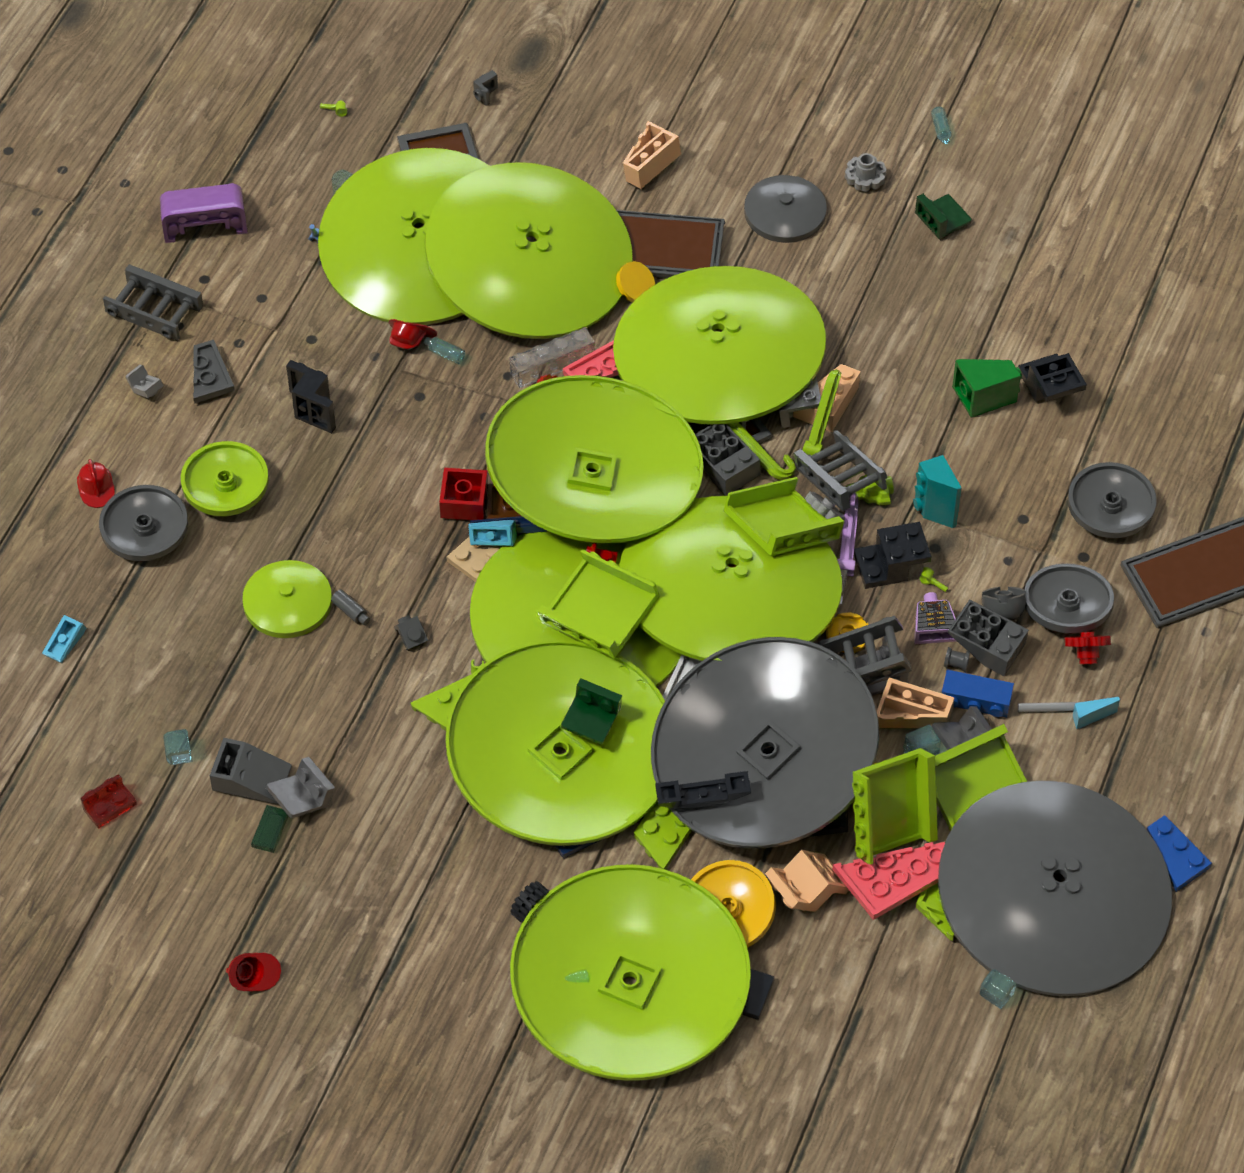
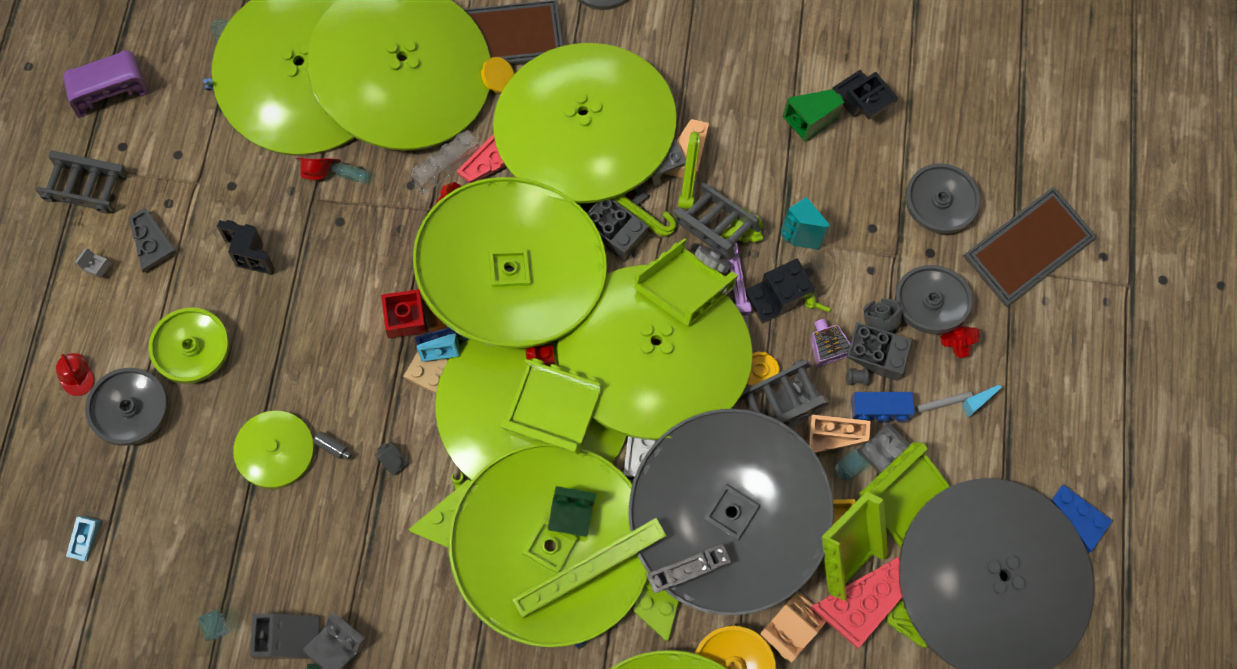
camera: 20 degrees left, 15 degrees up
(595, 770) = (589, 567): none -> lime tile

